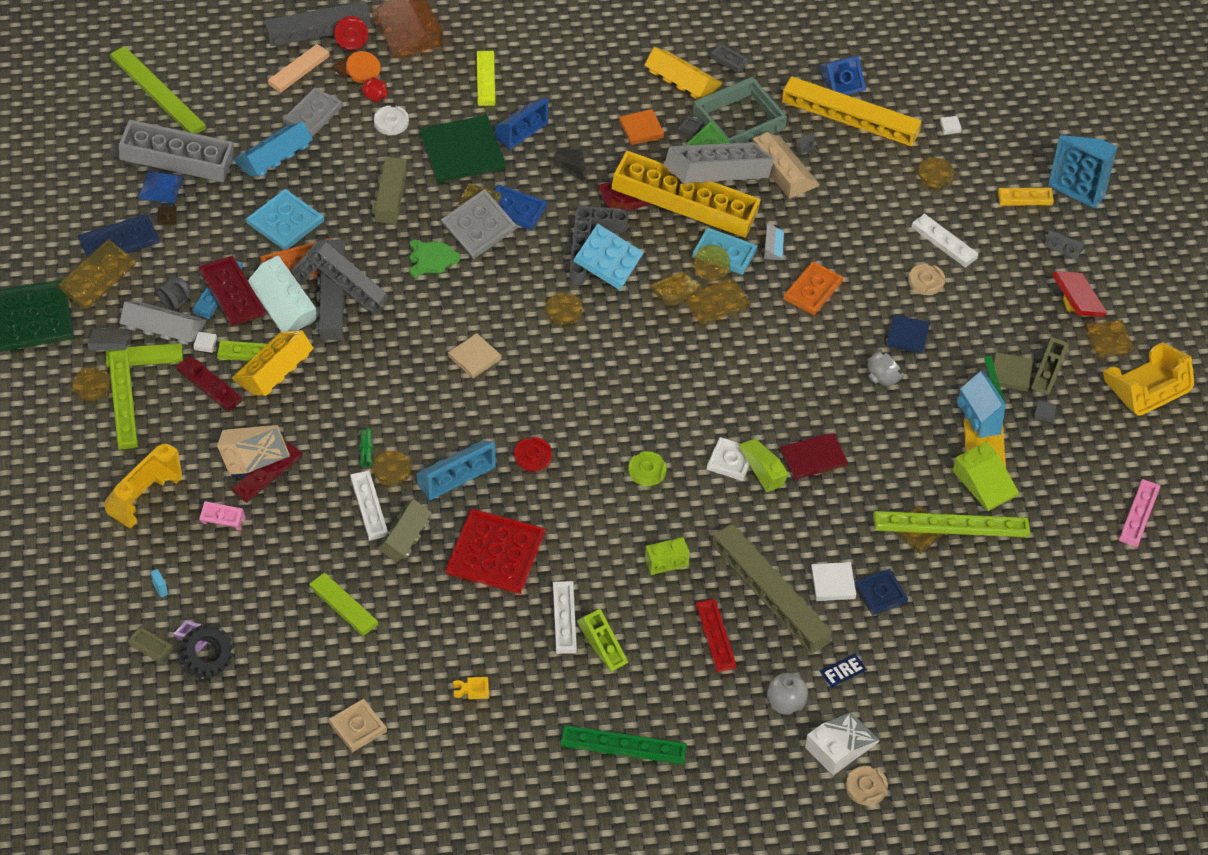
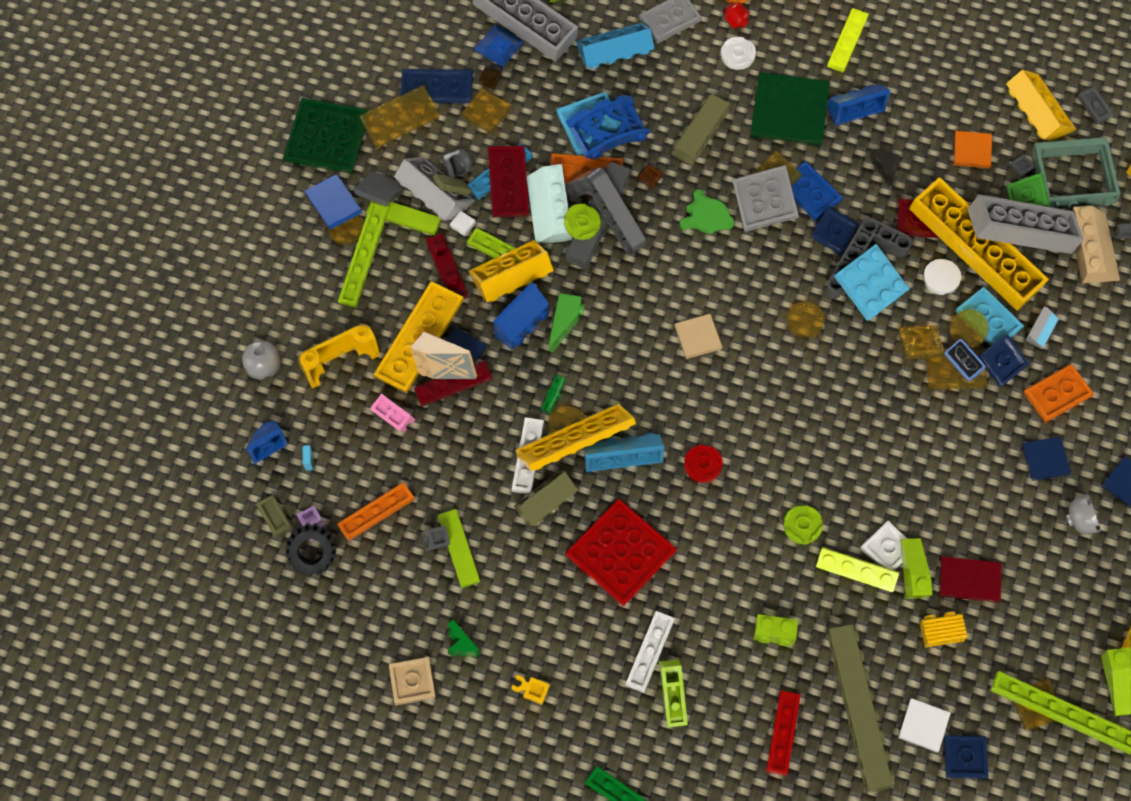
camera: 30 degrees right, 15 degrees up
(68, 520) = (261, 359): none -> light grey cylinder
(69, 365) = (333, 201): none -> blue tile
(114, 581) = (266, 441): none -> blue slope
(178, 243) = (486, 111): none -> clear yellow tile
(180, 310) = (452, 184): none -> olive tile
(208, 471) = (431, 316): none -> yellow plate
(249, 603) = (376, 511): none -> orange plate
(304, 394) = (521, 317): none -> blue slope
(306, 196) = (629, 118): none -> blue fence
(319, 600) = (435, 538): none -> dark grey brick
(322, 295) = (582, 222): none -> lime tile
(345, 381) = (566, 317): none -> bright green slope
(362, 244) = (650, 176): none -> reddish brown tile
(391, 676) = (464, 646): none -> green slope
(407, 469) = (575, 437): none -> yellow plate
(554, 230) = (834, 231): none -> dark blue tile
(667, 234) = (942, 276): none -> white tile
(713, 484) = (857, 569): none -> neon yellow plate
(721, 288) = (965, 360): none -> slope
(753, 278) = (1003, 360): none -> dark blue tile
(811, 501) = (943, 629): none -> yellow brick
(829, 341) = (1046, 458): none -> dark blue tile

